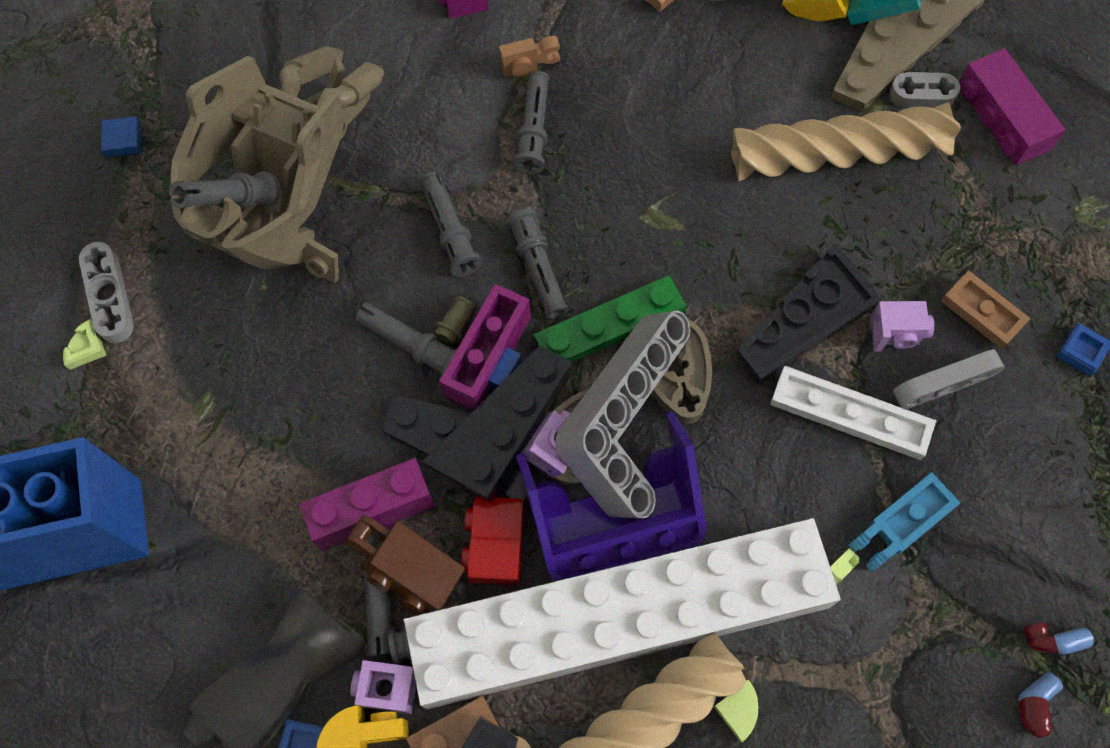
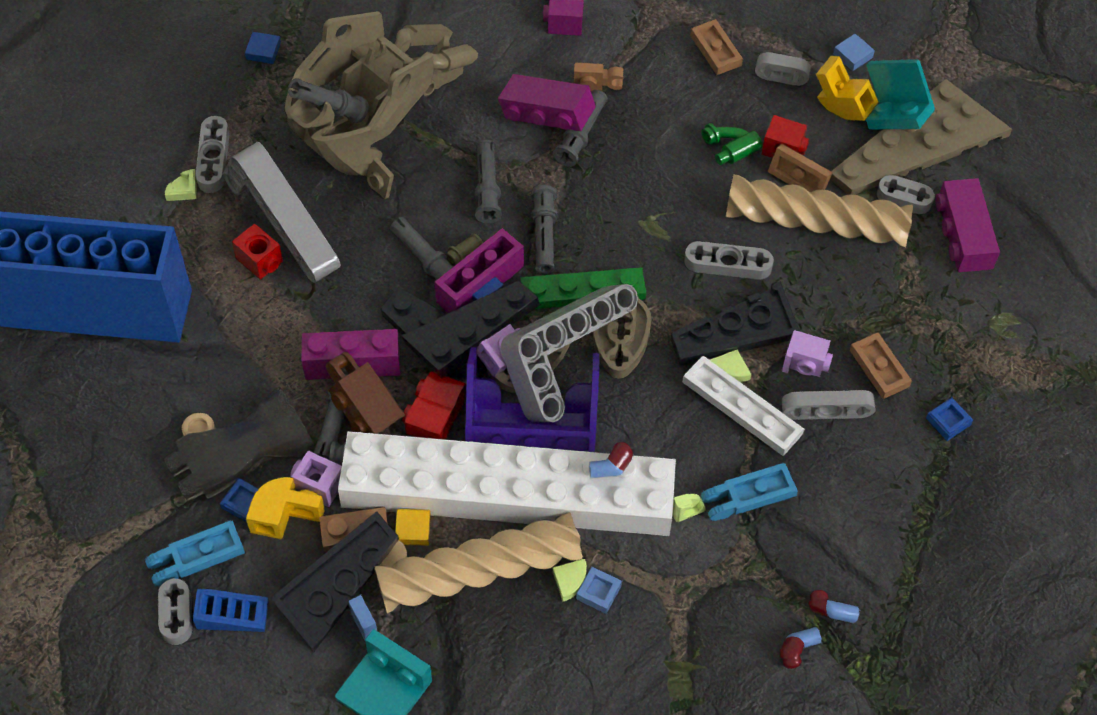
camera: 15 degrees right, 10 degrees down
(170, 309) = (258, 173): none -> light grey beam
(195, 394) = (256, 241): none -> red brick
(211, 664) = (197, 423): none -> tan tile
(485, 105) = (547, 102): none -> magenta brick
(525, 708) = (413, 526): none -> yellow tile
(724, 88) = (743, 145): none -> green plant
(752, 554) = (614, 464): none -> arm
(769, 67) = (787, 133): none -> red brick
(779, 713) = (599, 590): none -> medium blue tile
(785, 218) = (738, 252): none -> light grey beam
(800, 99) = (798, 170): none -> medium nougat plate
(820, 364) = (733, 365): none -> yellowish green tile

